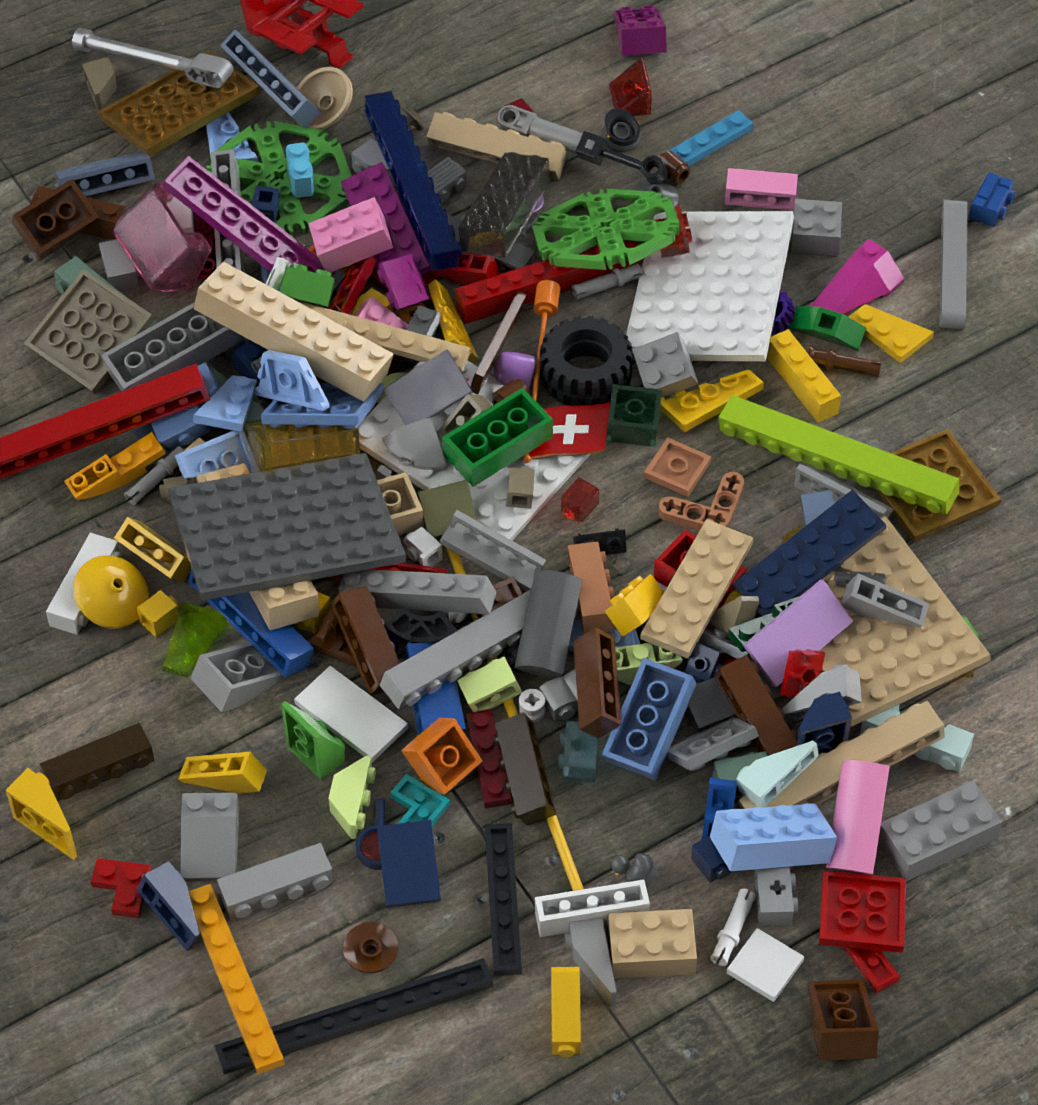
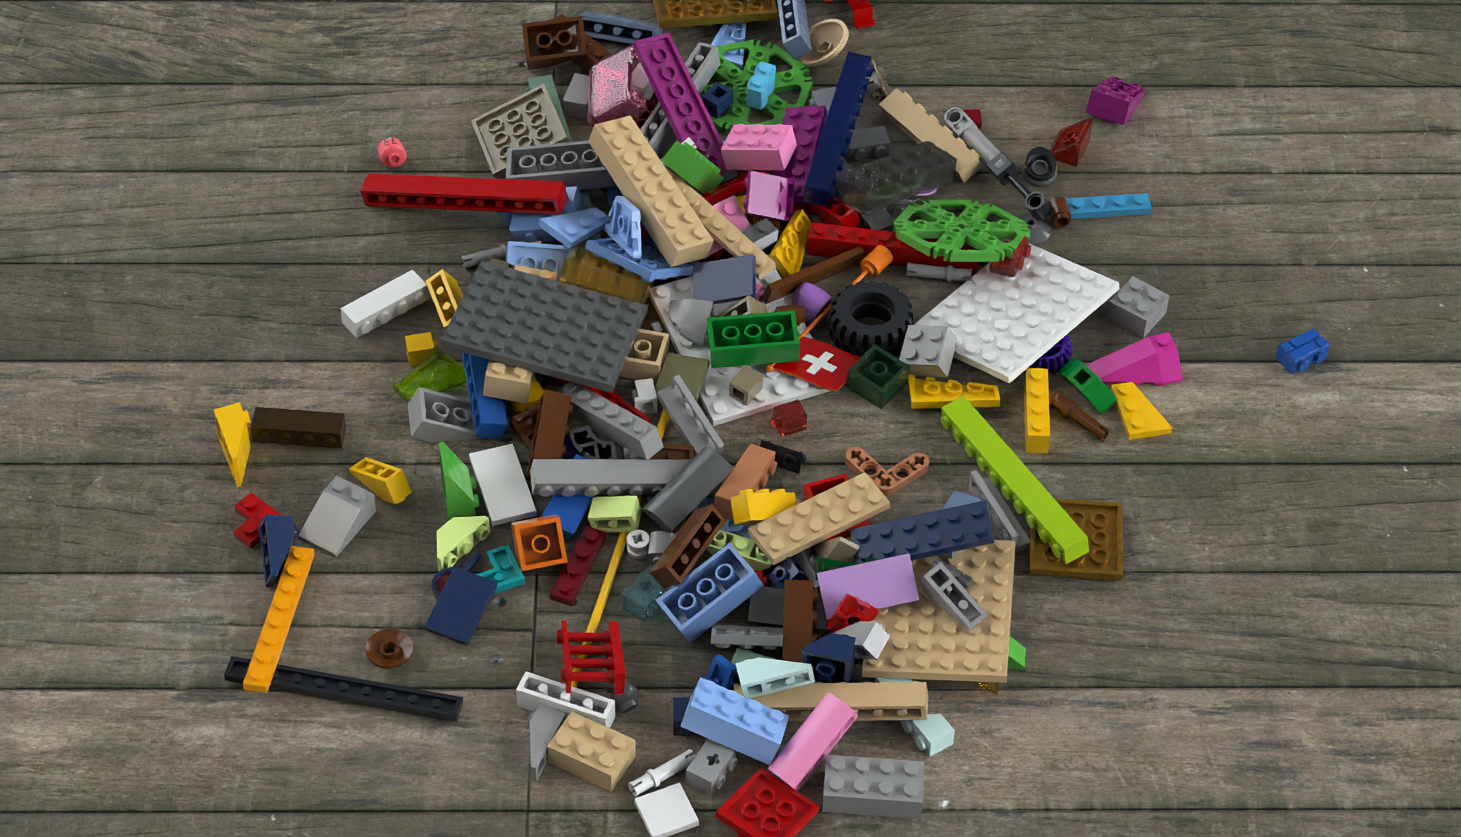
camera: 30 degrees right, 5 degrees down
(103, 601) = (387, 325): yellow dish -> none
(109, 474) = (461, 238): light orange slope -> none
(275, 881) = (359, 570): light grey brick -> none
(503, 899) = (509, 666): black plate -> none
(524, 769) = (595, 583): dark brown brick -> none
(565, 1011) = (490, 762): yellow slope -> none
(596, 827) = (611, 650): none -> red fence
(677, 467) = (884, 430): nougat plate -> none
(761, 189) = (1115, 258): bright pink brick -> none
(953, 264) = (1229, 385): light grey beam -> none

